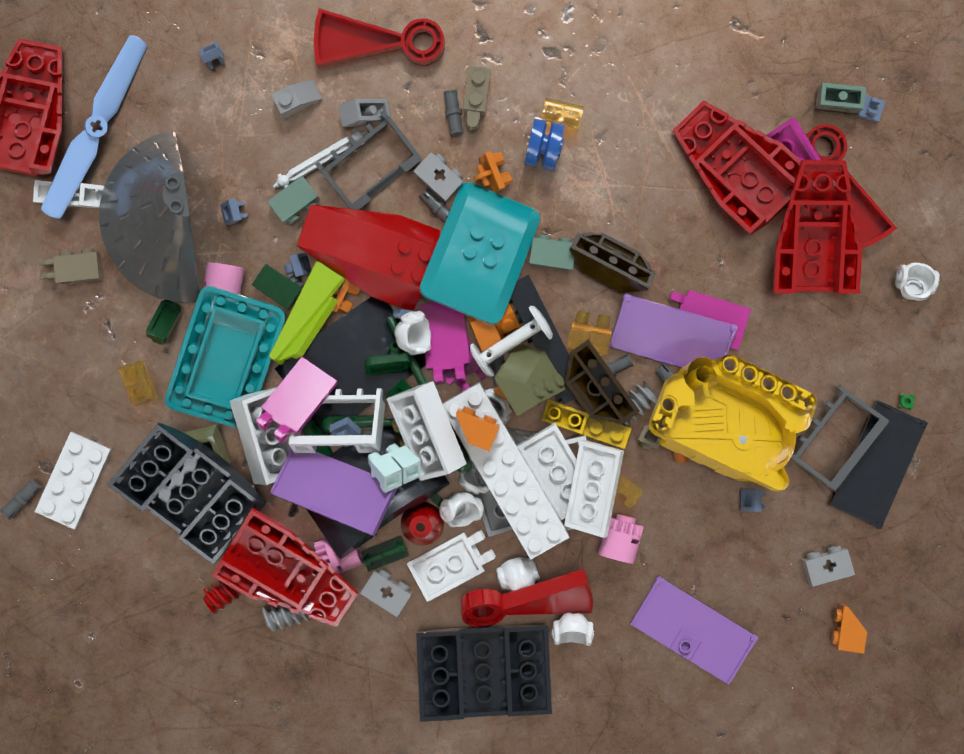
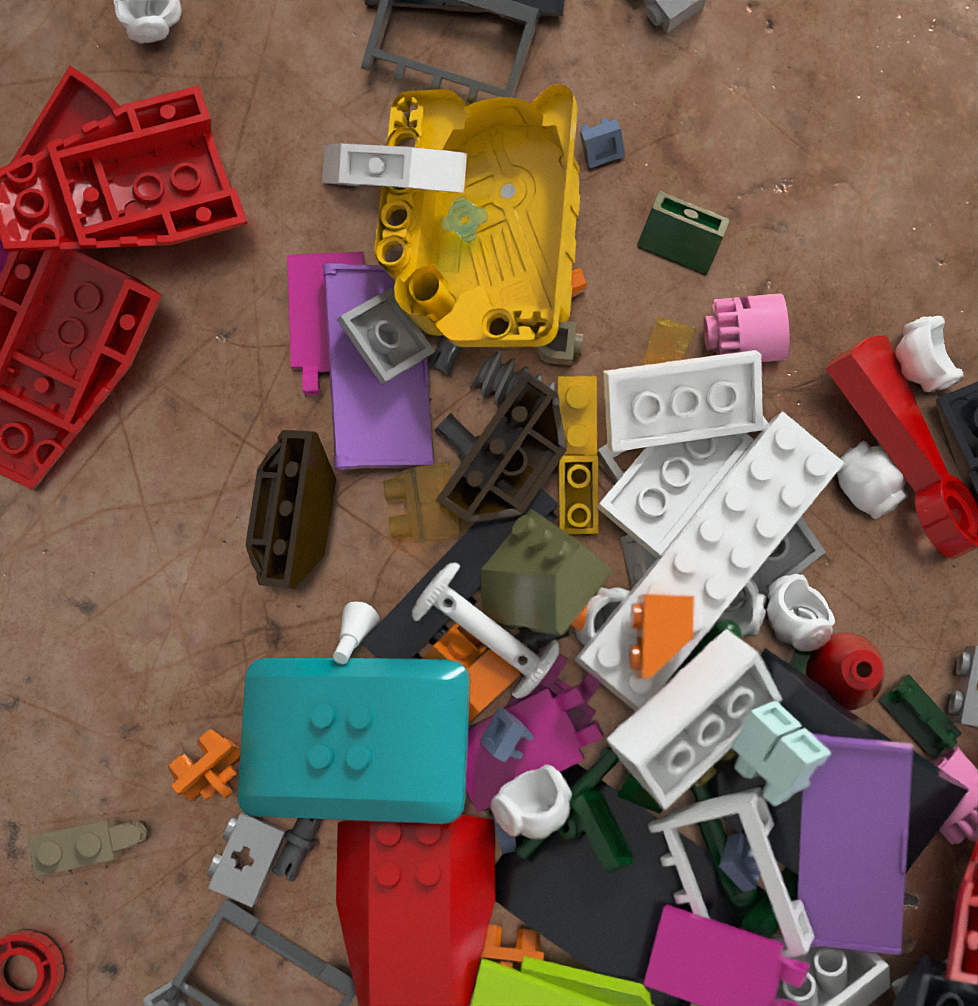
camera: 105 degrees left, 5 degrees down
(449, 564) = (897, 599): white tile -> none
(453, 112) = (127, 873): dark grey pin -> none
(454, 331) = (504, 734): none -> sand blue tile
(540, 277) = (356, 625): none -> white cone
(546, 144) = (127, 695): blue wheel -> none
(551, 253) = (310, 617): sand green brick -> none
(562, 112) = (64, 685): clear yellow hips -> none
(685, 344) = (385, 336): none -> light grey slope
(687, 526) = (683, 232): none -> dark green panel
(693, 630) = (848, 162): medium lavender door -> none
(735, 403) = (460, 208): none -> clear light blue plate
(775, 381) = (394, 167): none -> white slope

